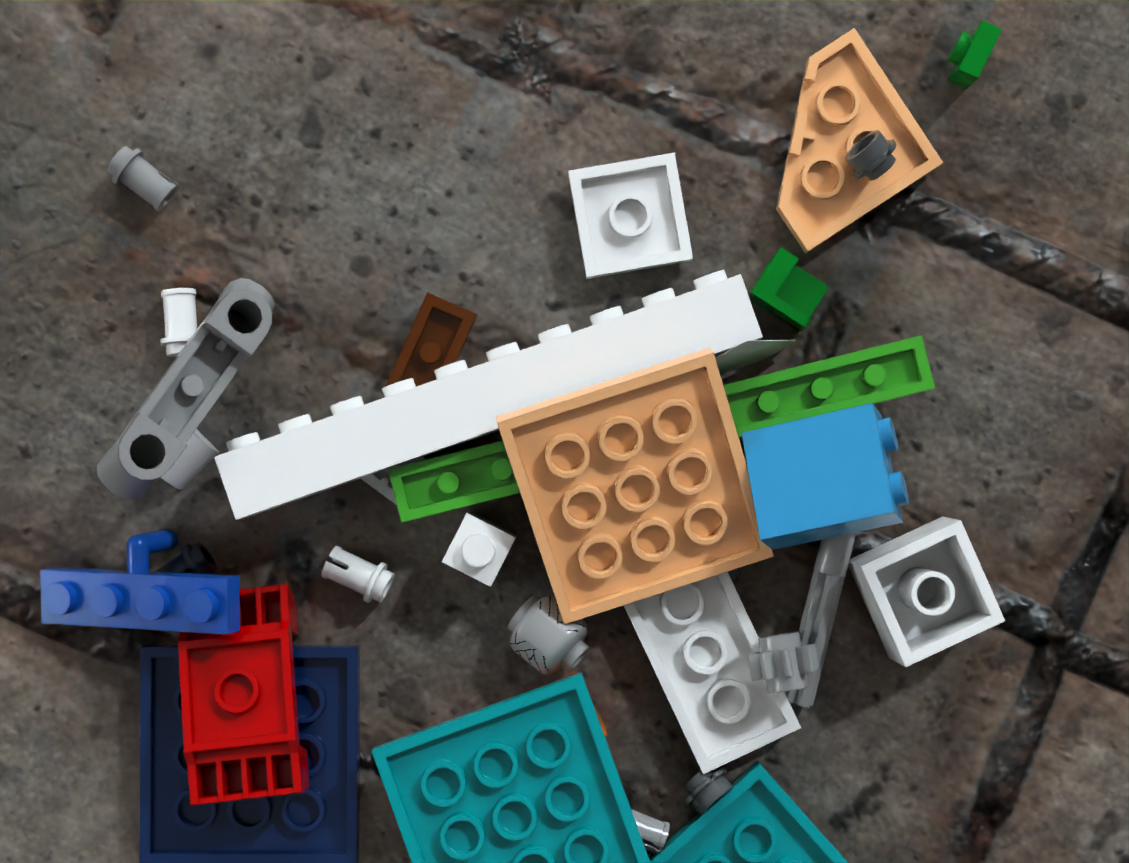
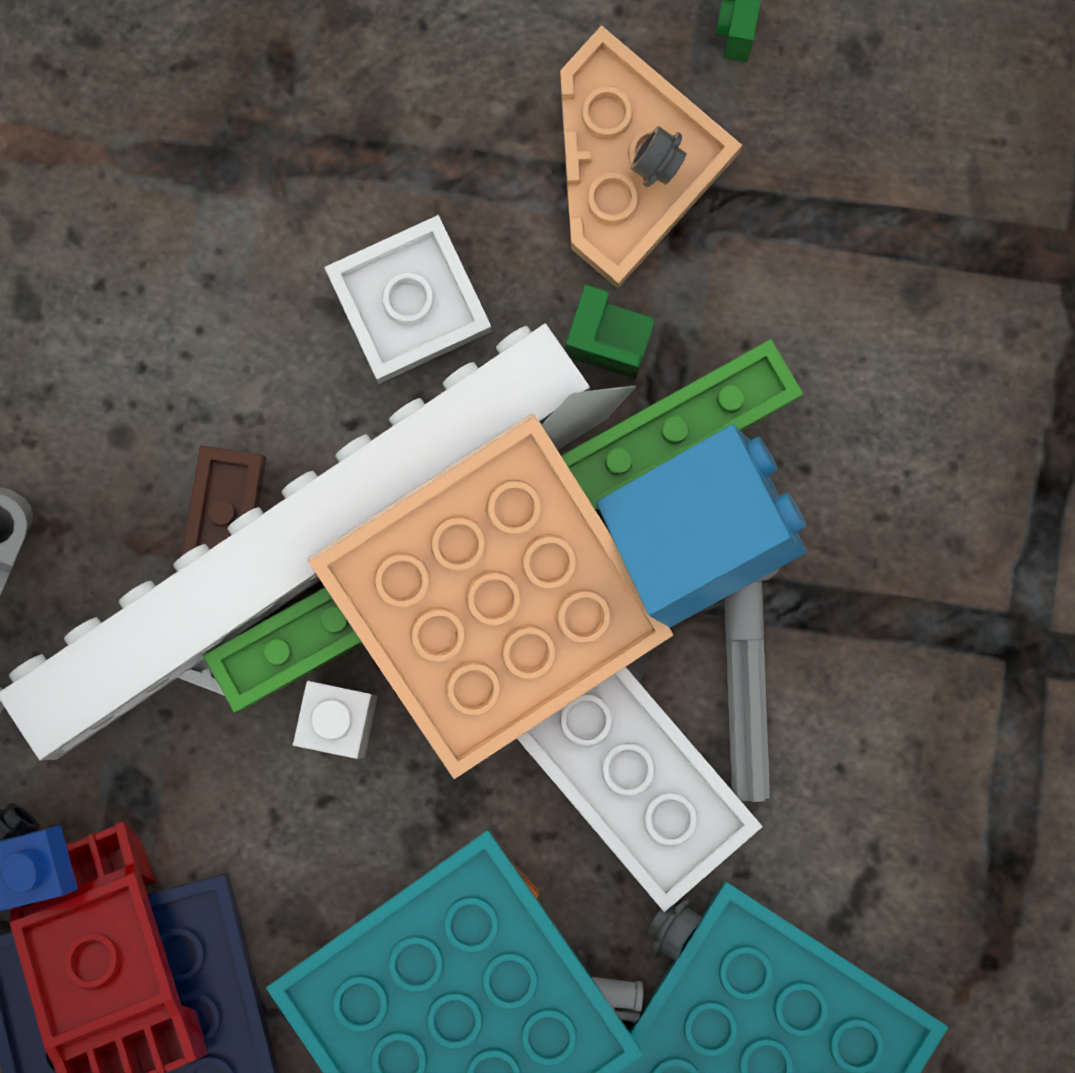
camera: 10 degrees left, 5 degrees down
(360, 576) = (206, 790): white pin -> none
(543, 637) = (439, 805): light grey head -> none
(783, 662) = (718, 753): light grey gear -> none
(925, 591) = (860, 628): white brick -> none

